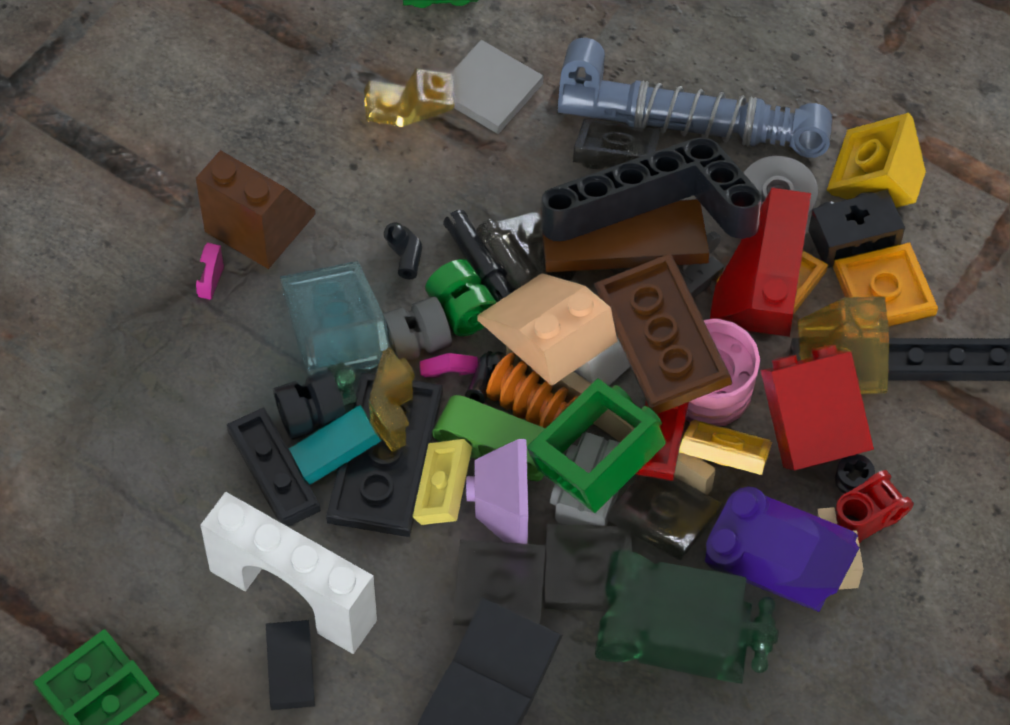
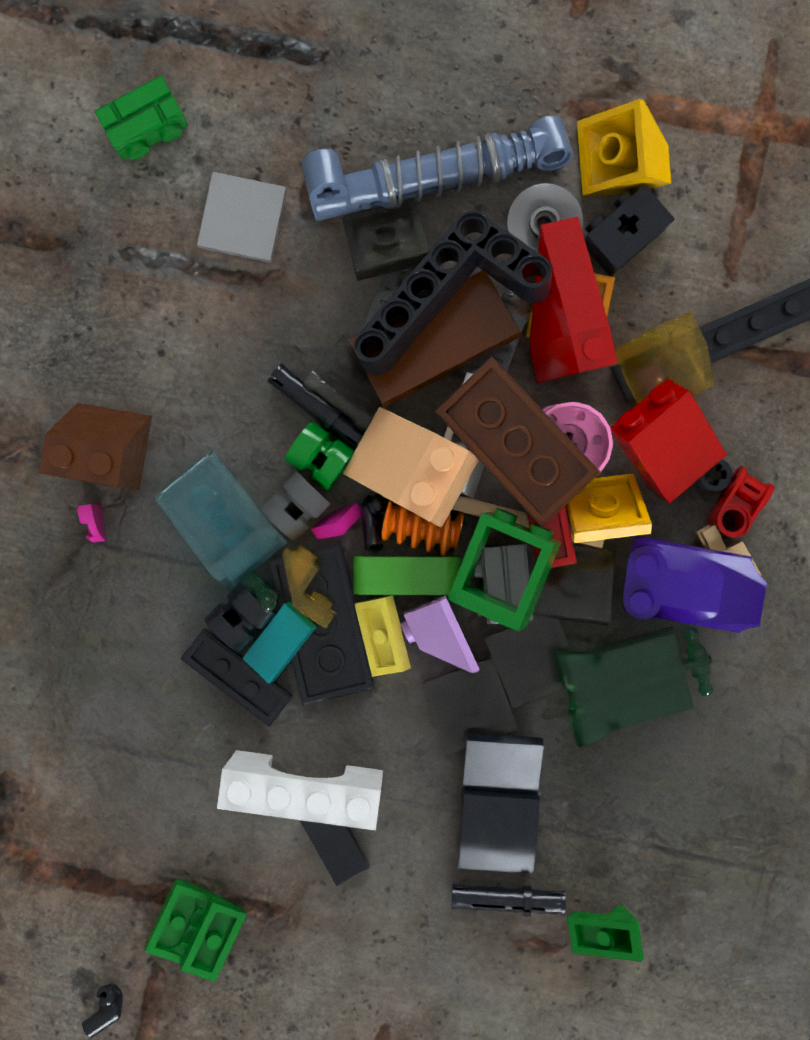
camera: 25 degrees left, 30 degrees up
(406, 246) = (248, 419): black arm -> none
(423, 97) = (181, 268): clear yellow slope -> none
(892, 275) = (670, 275): light orange tile -> none

